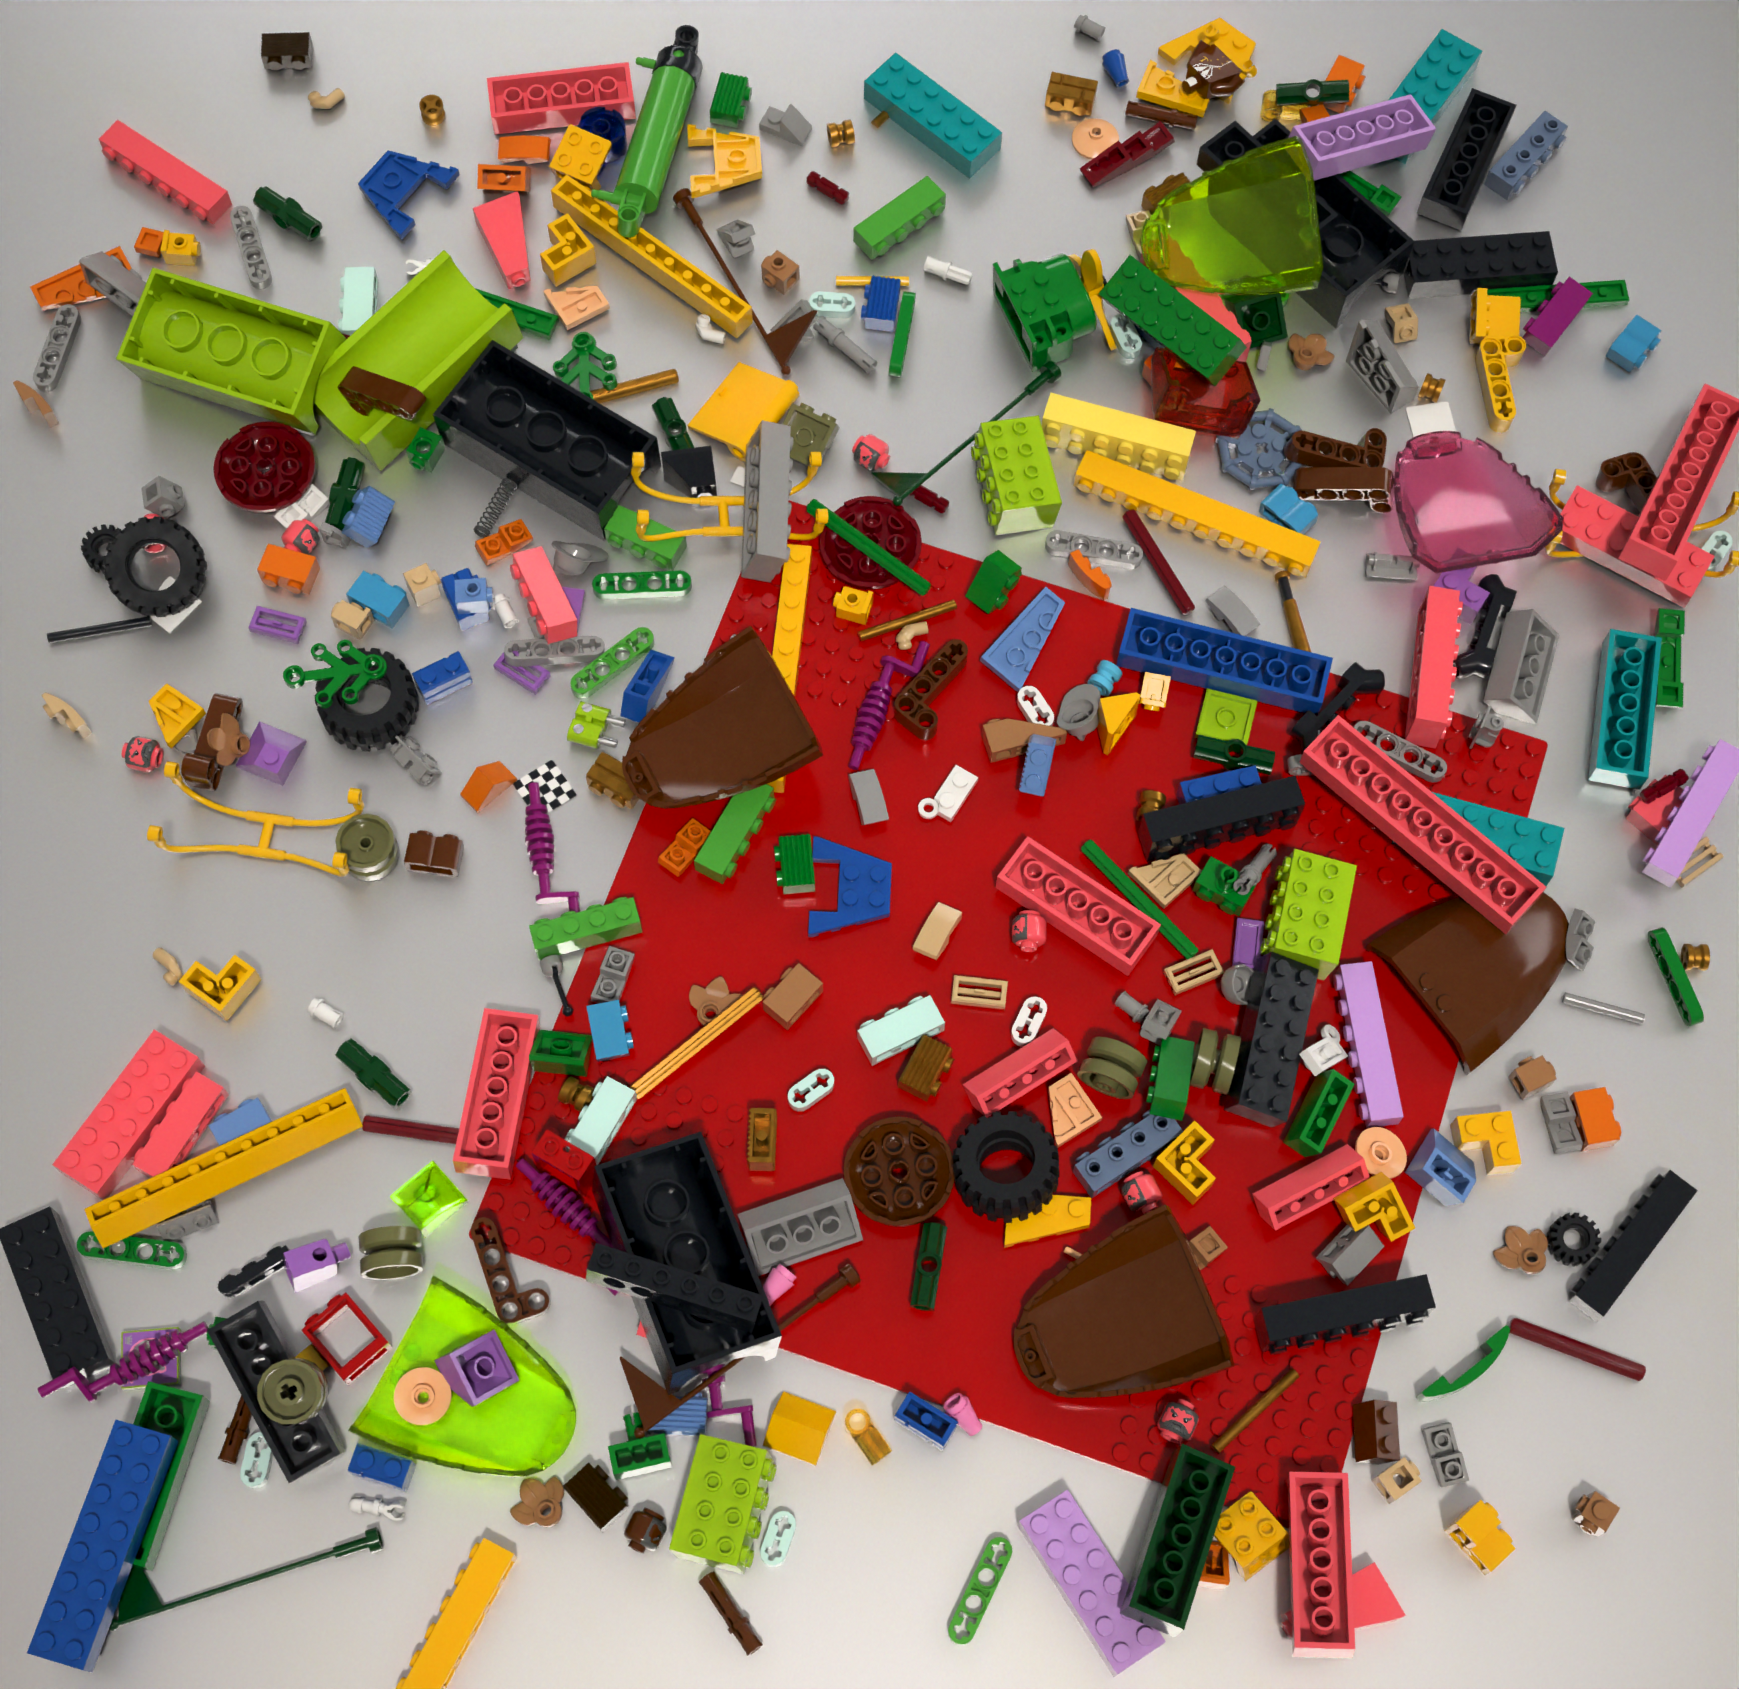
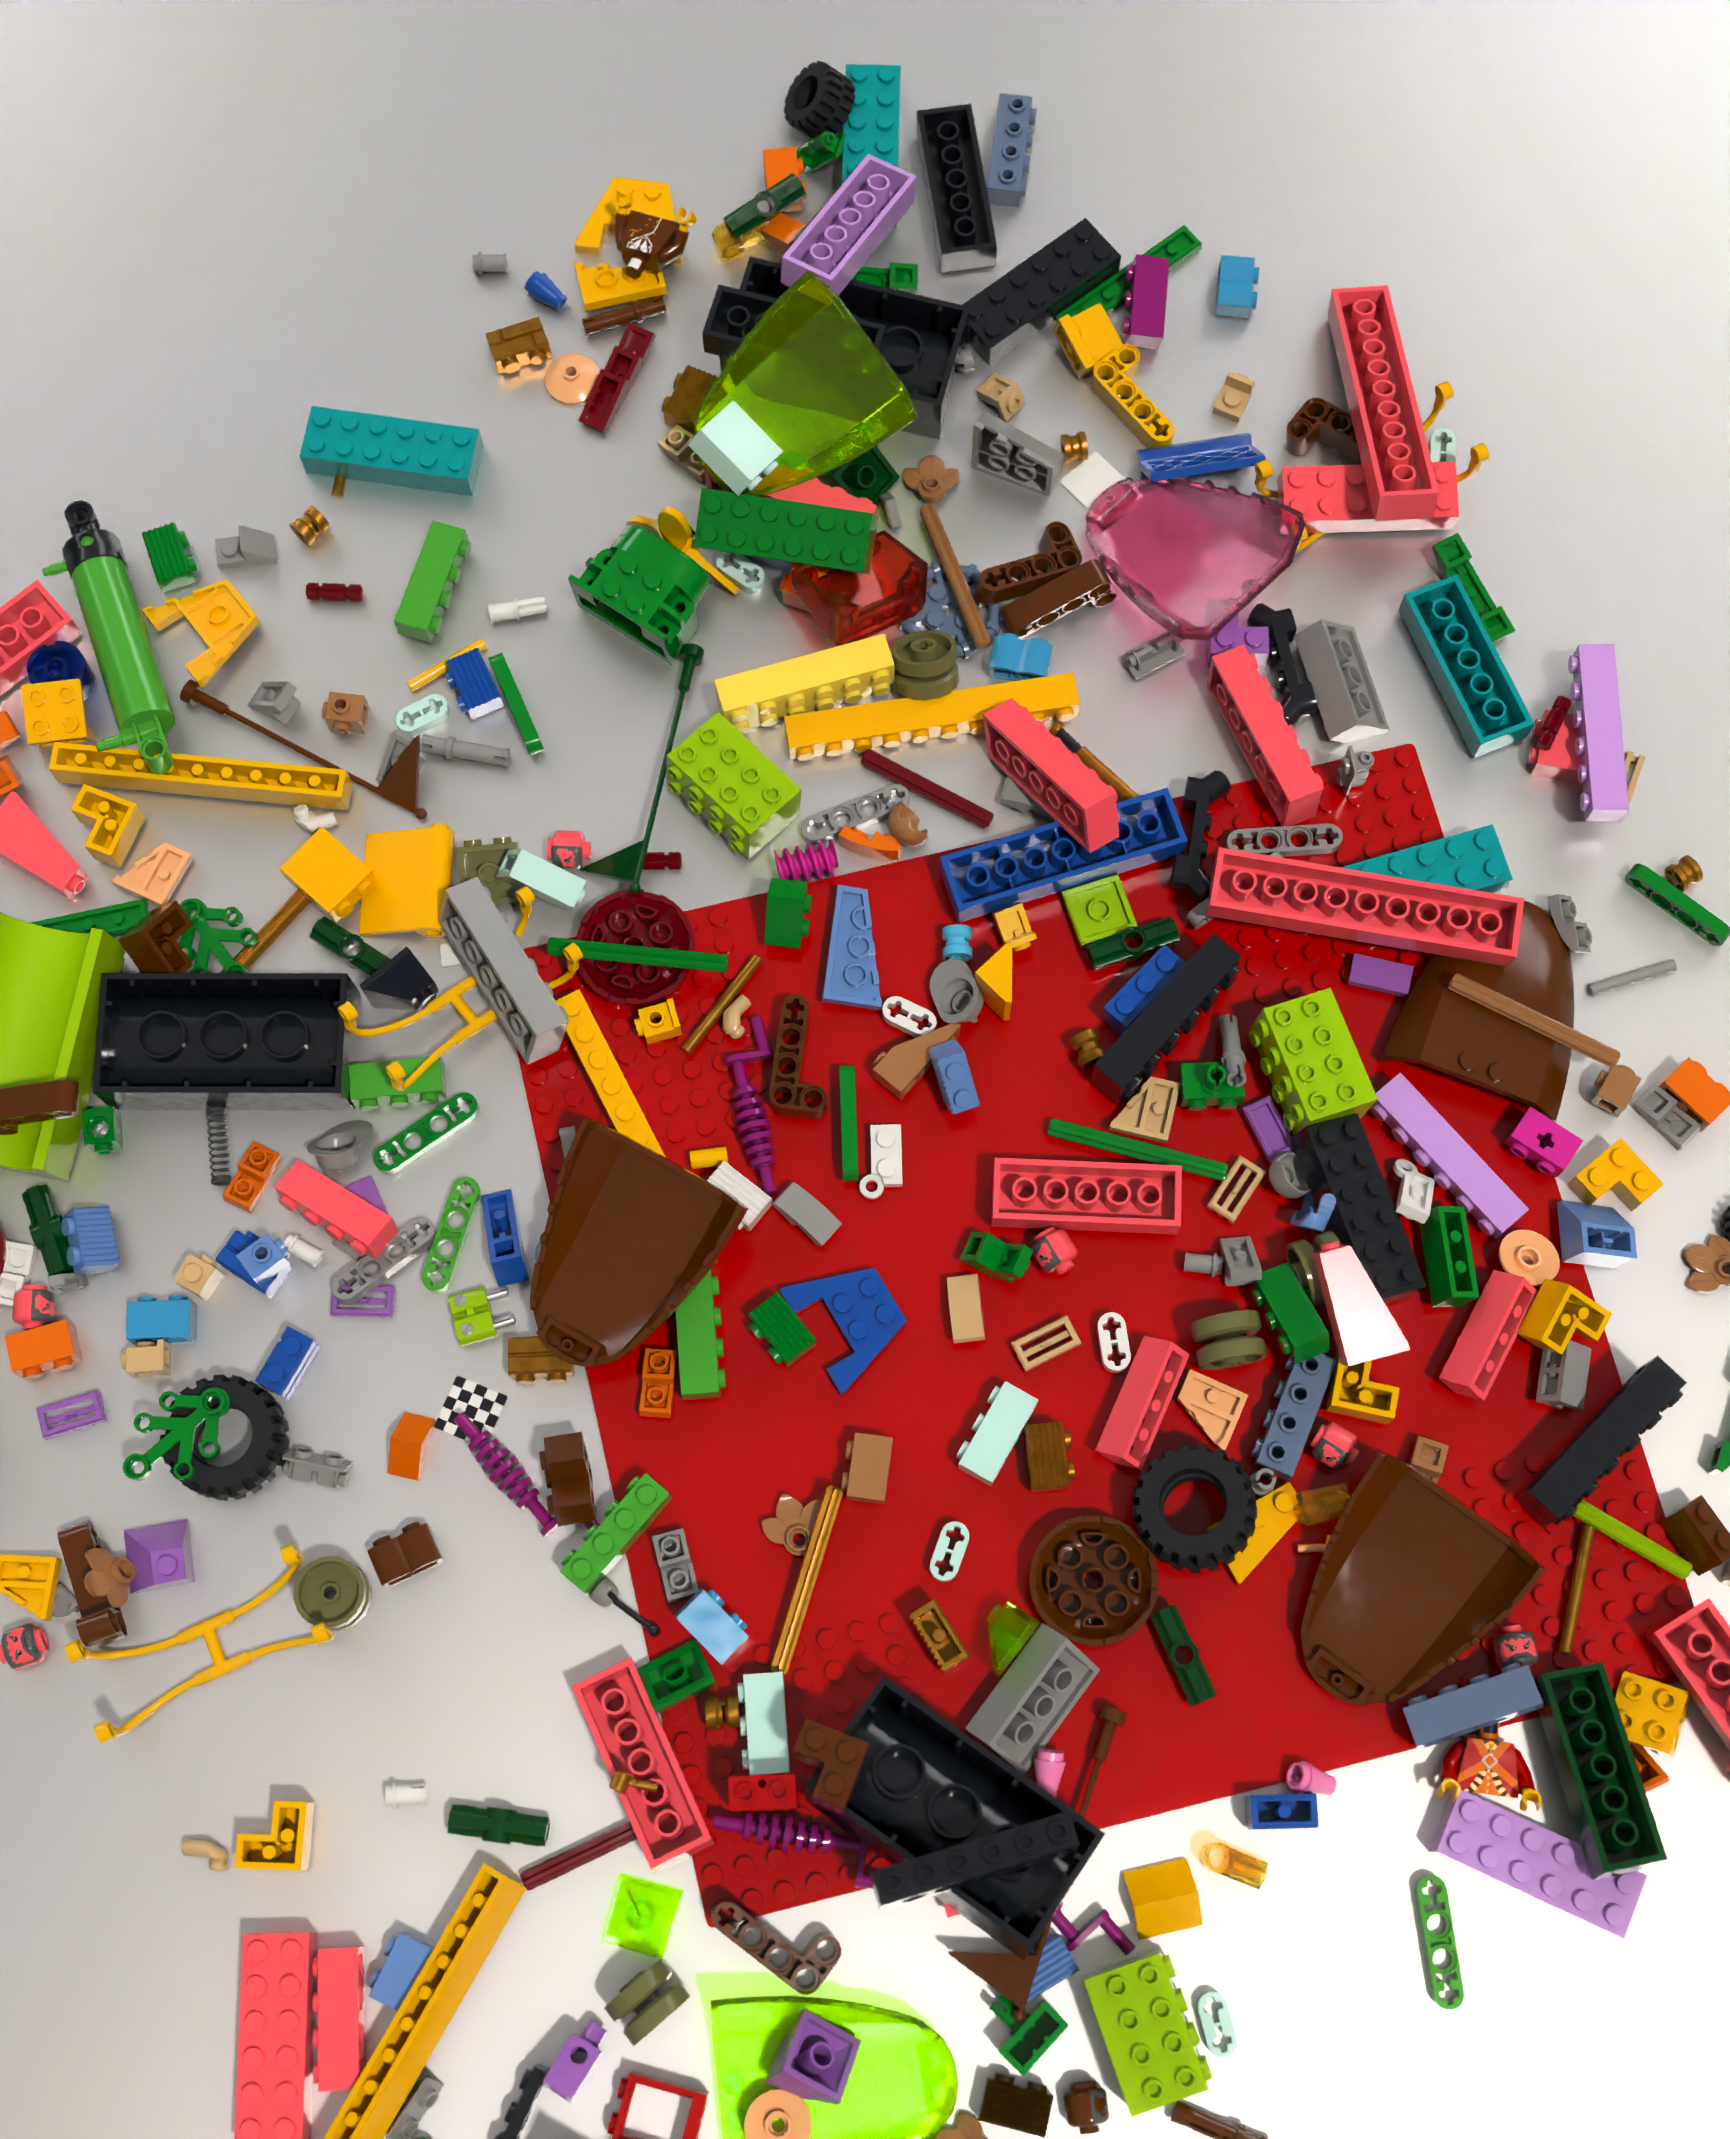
camera: 30 degrees left, 5 degrees up
(473, 1089) = (622, 1780): none -> pearl gold hand
(543, 345) = (154, 943): none -> reddish brown brick
(579, 870) = (570, 1479): none -> reddish brown brick
(627, 1161) = (838, 1758): none -> reddish brown brick
(692, 371) = (329, 875): none -> yellow brick
(810, 1171) = (1007, 1635): none -> clear neon green slope
(826, 718) = (708, 1157): none -> yellow piece
(833, 763) = (743, 1190): none -> white brick
(837, 458) = (542, 878): none -> light aqua brick
(941, 753) = (848, 1123): none -> green beam
(982, 907) = (996, 1257): none -> green brick
(1035, 560) = (807, 862): none -> dark pink piece
(1071, 1190) = (1259, 1488): none -> light grey pin
(1099, 1222) = (1321, 1504): none -> clear yellow hips
(1099, 1490) = (1488, 1768): none -> torso
(1116, 1436) = (1472, 1706): none -> sand blue brick
(1124, 576) = (904, 826): none -> medium nougat hair
(1171, 239) = (736, 449): none -> light aqua brick
(1213, 473) = (925, 665): none -> olive wheel
(1217, 1103) = (1354, 1307): none -> slope
(1240, 1019) = (1312, 1217): none -> medium blue helmet
(1251, 598) = (1052, 775): none -> coral brick
(1278, 426) = (955, 576): none -> medium nougat axle
(1322, 1402) = (1633, 1539): none -> lime axle
(1382, 78) = (820, 151): none -> green hinge
(1404, 43) = (819, 100): none -> black tyre
(1407, 888) = (1380, 975): none -> medium lavender tile
(1449, 1065) = (1558, 1147): none -> dark pink brick
(1498, 983) = (1534, 1020): none -> medium nougat axle
(1520, 445) = (1198, 457): none -> blue fence
(1579, 421) = (1234, 397): none -> tan bracket

